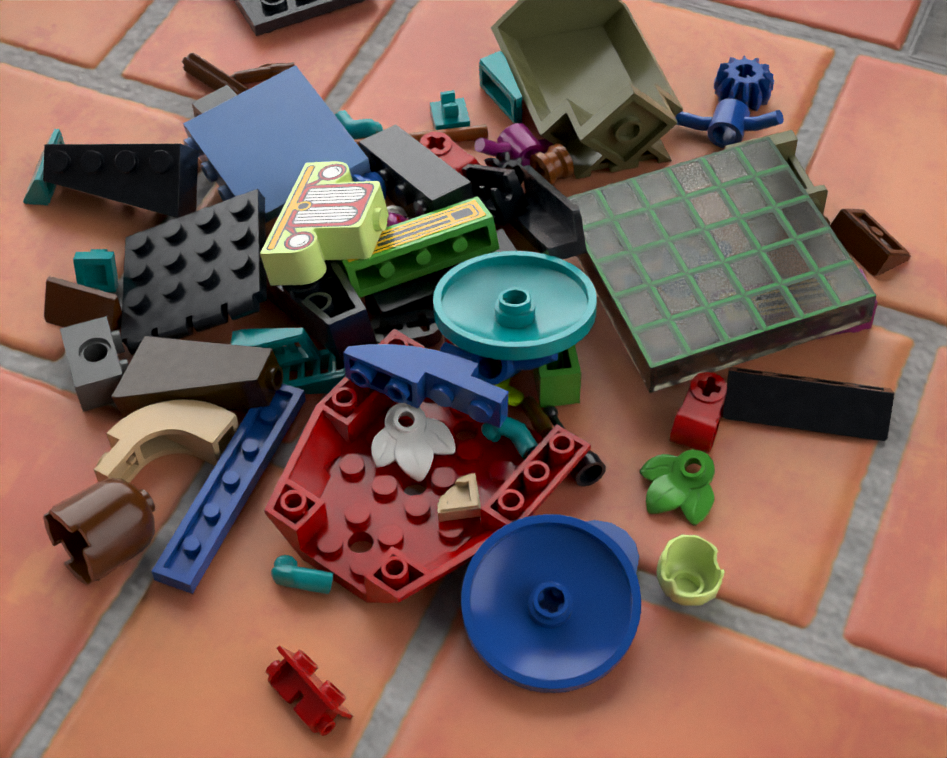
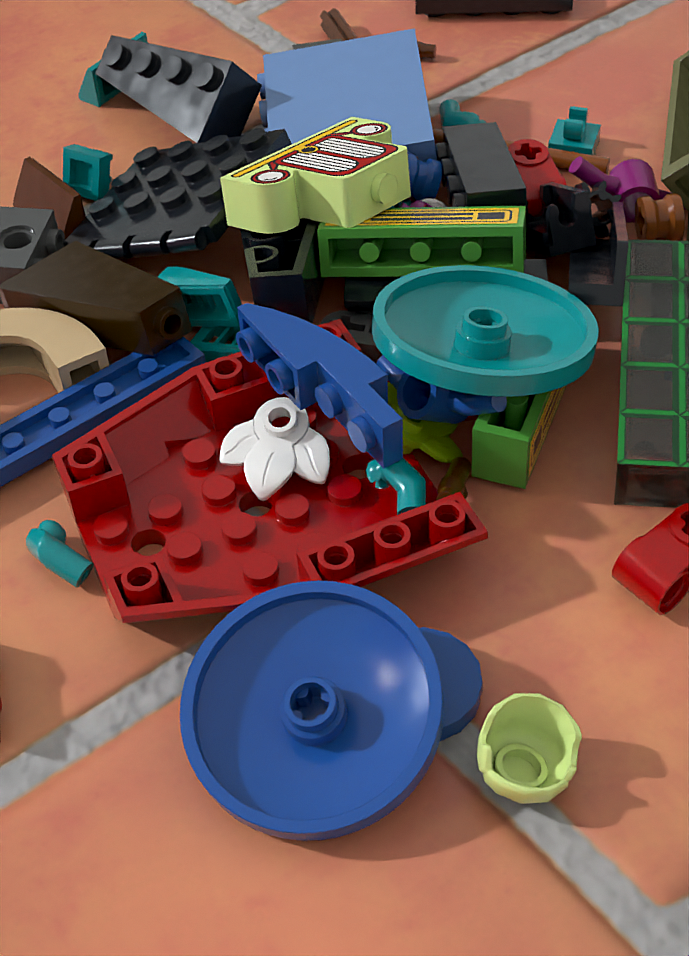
camera: 30 degrees right, 5 degrees down
(460, 500) = (287, 536): tan tile -> none
(500, 85) = (650, 121): teal slope -> none
(590, 467) = (480, 564): black hinge -> none
(677, 488) = (587, 639): bright green plate -> none

